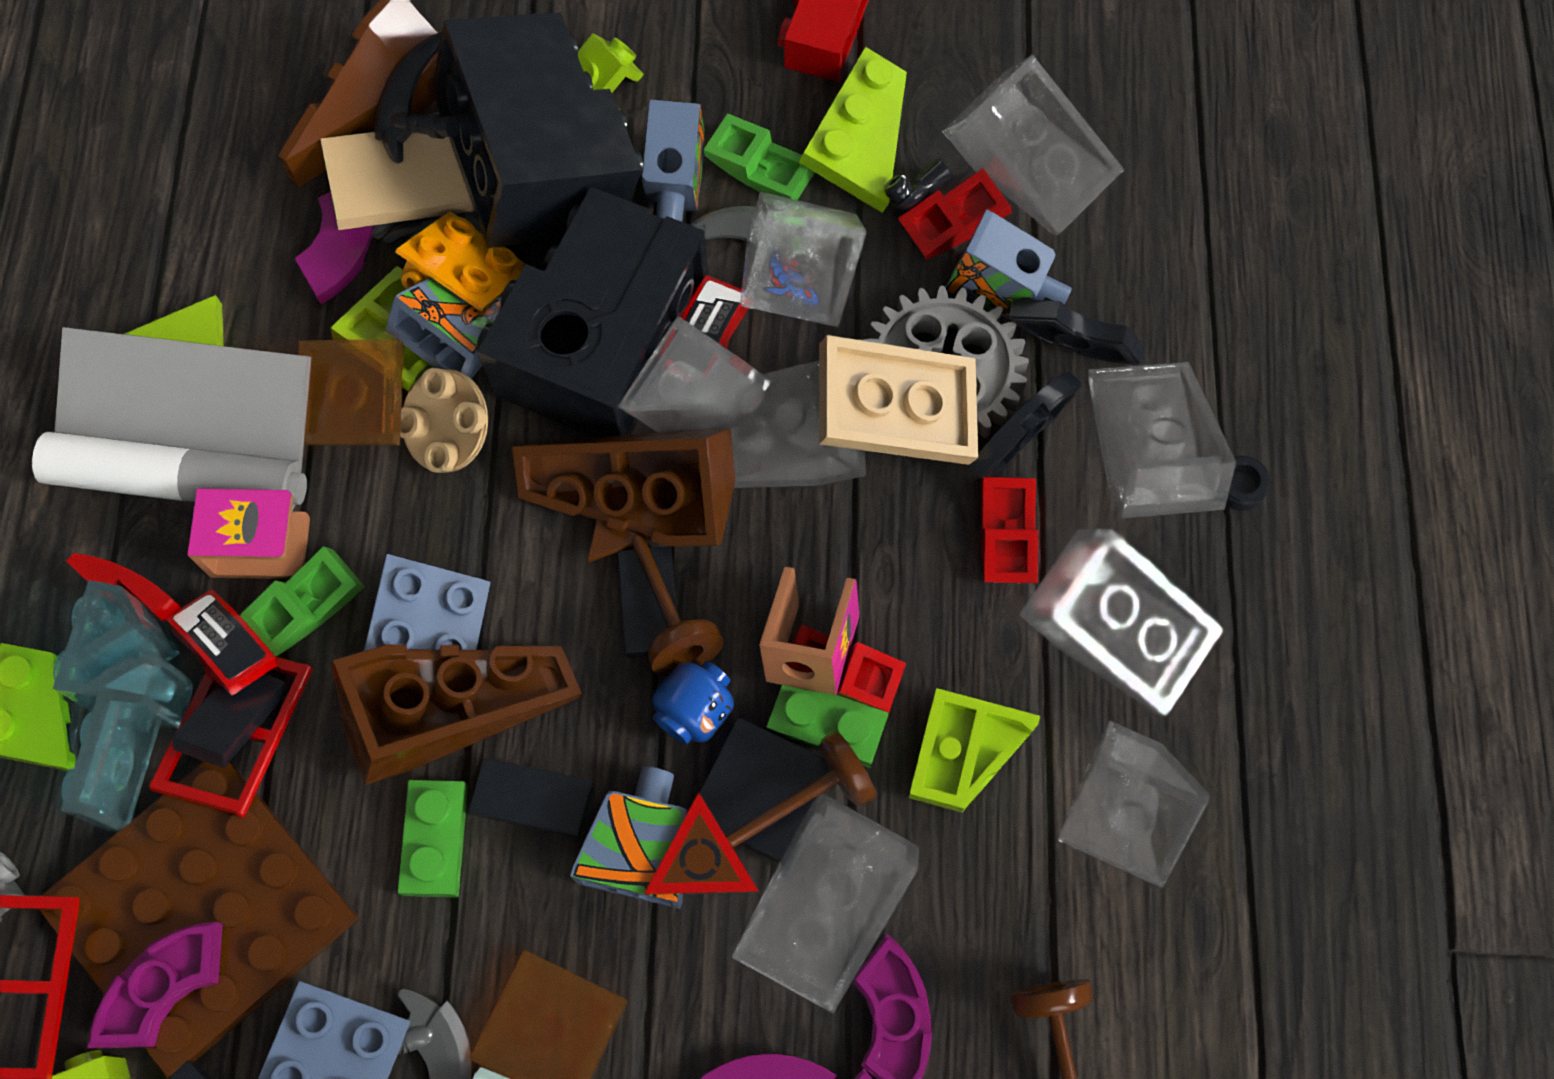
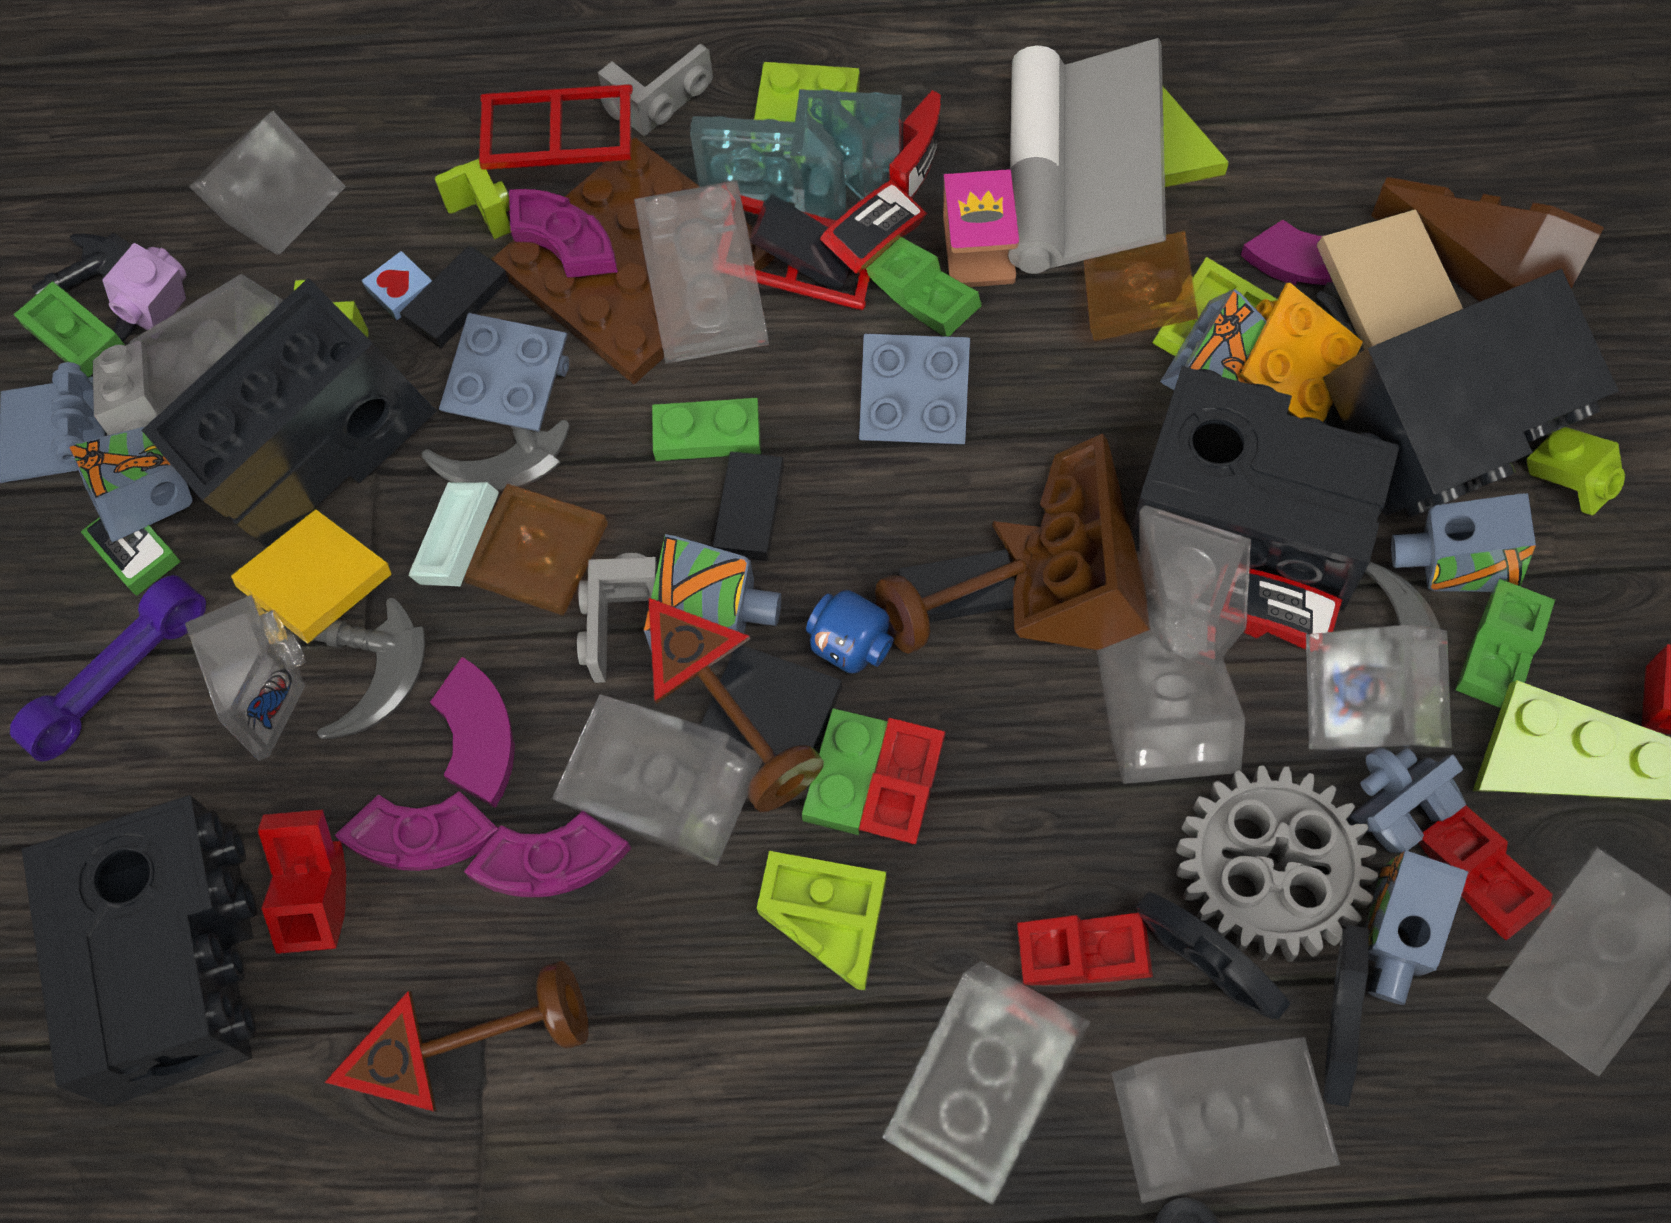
camera: 90 degrees right, 5 degrees down
(252, 823) = (701, 272): none -> clear slope
(394, 116) = (1450, 269): black piece -> none
(427, 703) = (832, 405): reddish brown wedge -> none
(444, 420) = (1123, 371): tan dish -> none
(603, 925) = (621, 579): none -> light grey bracket
(827, 663) = (923, 759): nougat piece -> none
(890, 258) = (1424, 784): none -> sand blue hips
(897, 400) = (1201, 790): tan plate -> none
(908, 194) = (1521, 835): black arm -> none
(1134, 806) = (774, 1089): clear slope -> none

